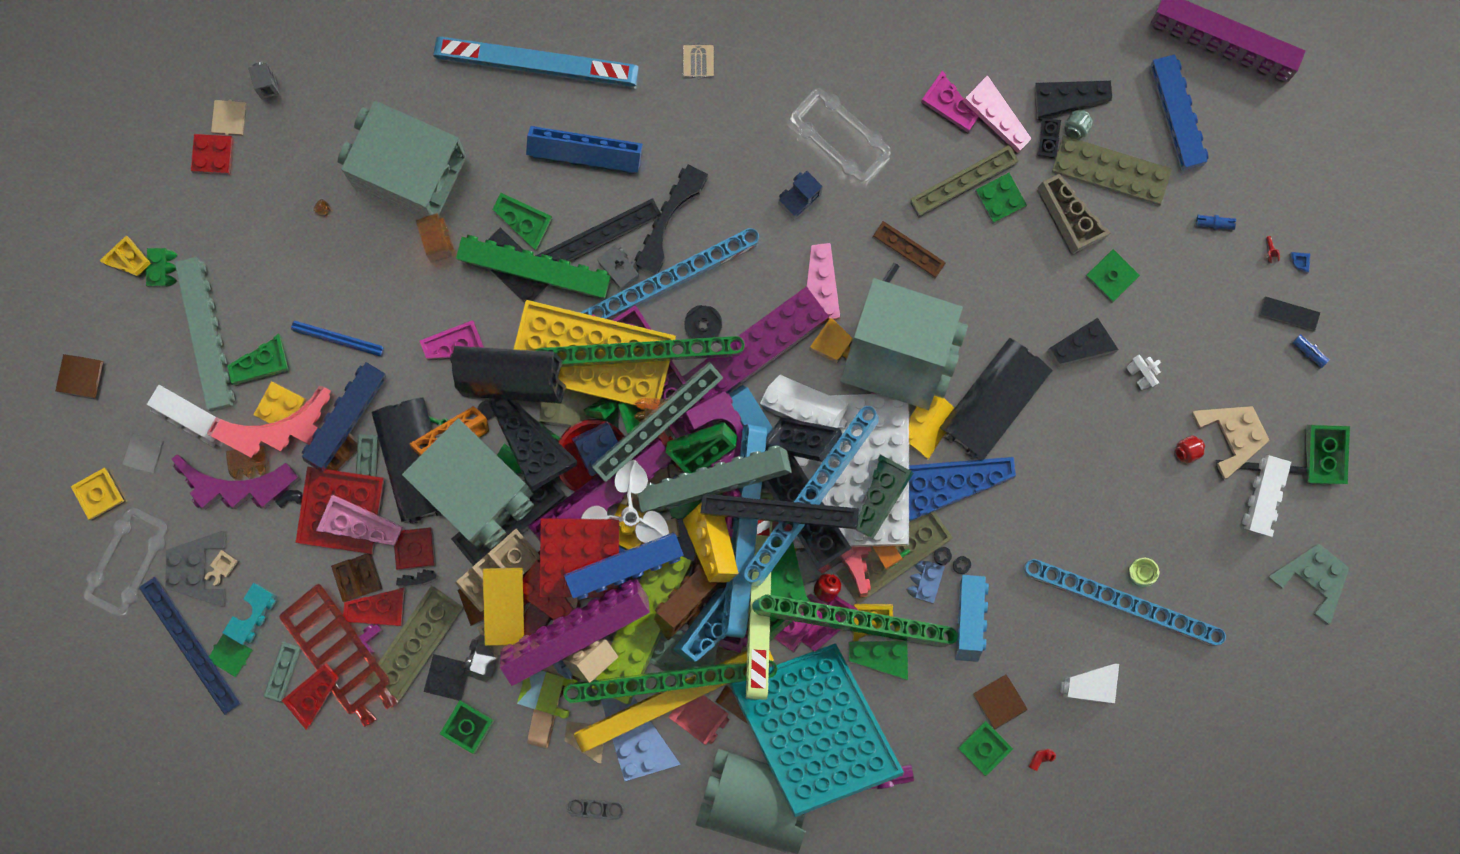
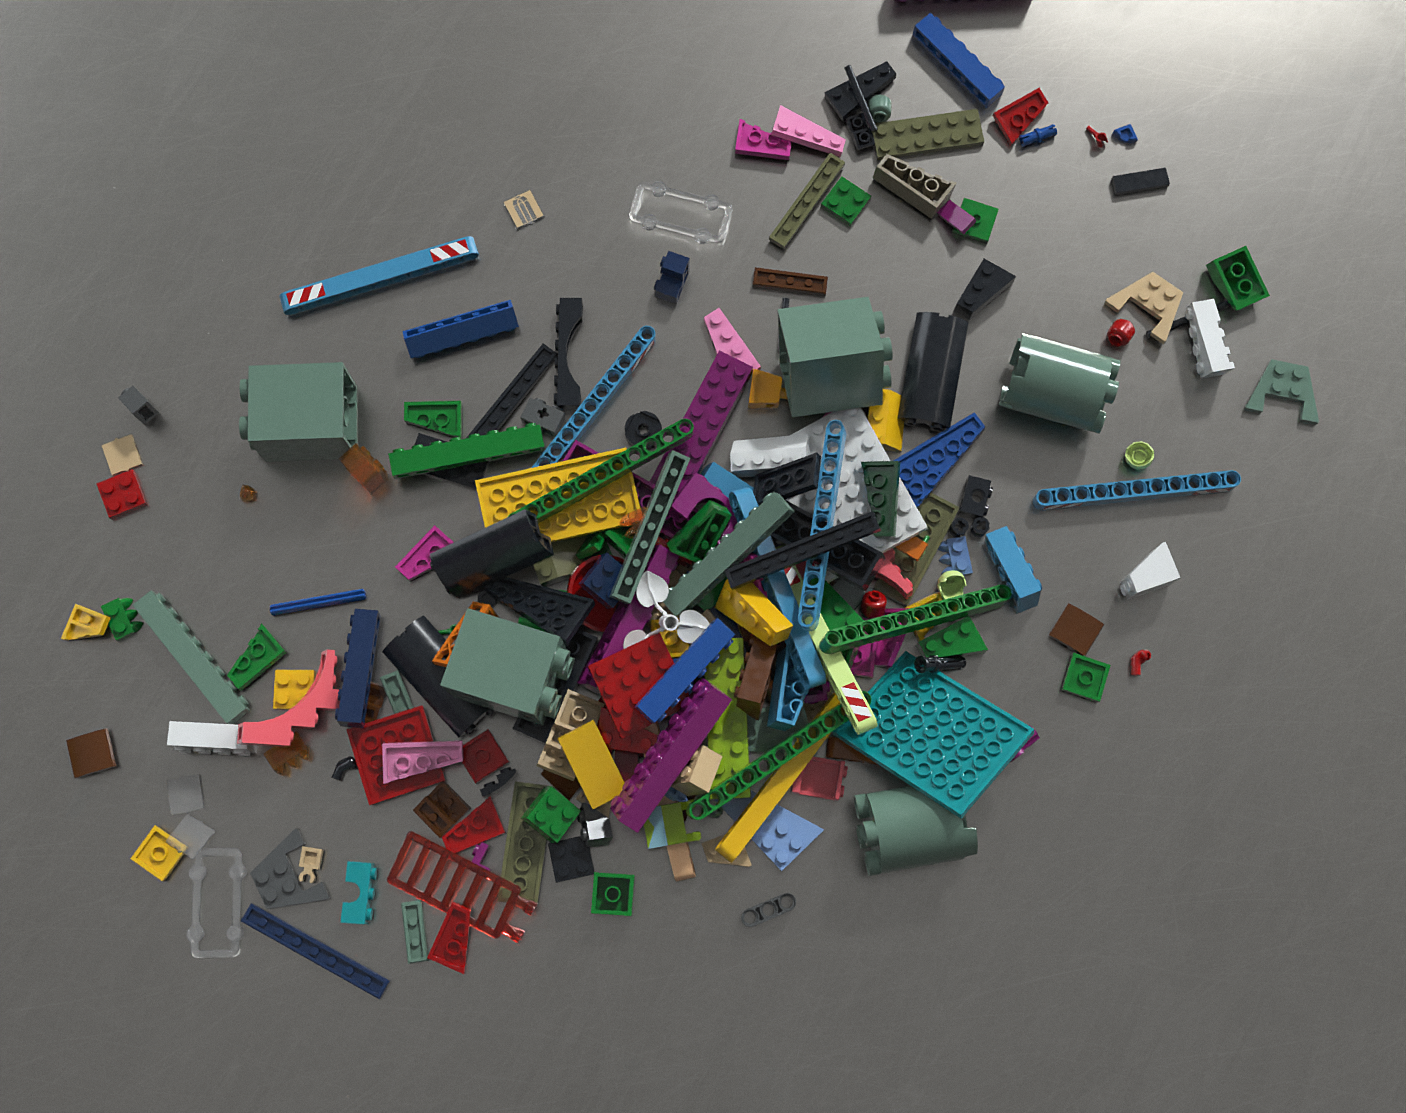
camera: 30 degrees left, 5 degrees down
(130, 492) = (190, 836): none -> clear piece
(209, 489) = (264, 796): magenta arch -> none
(230, 655) = (357, 940): green piece -> none
(447, 630) = (551, 814): none -> green brick
(852, 668) = (934, 663): none -> black pin
(907, 605) = (951, 584): none -> yellowish green hair
(978, 526) = (968, 506): none -> black brick
(1064, 107) = (860, 97): none -> black bar
(1095, 264) = (956, 217): none -> magenta tile
(1102, 471) = (1060, 383): none -> sand green brick
(1149, 378) = (1038, 282): white hips -> none
(1209, 193) = (1019, 114): none -> red wing
(1311, 351) = (1175, 202): blue pin -> none

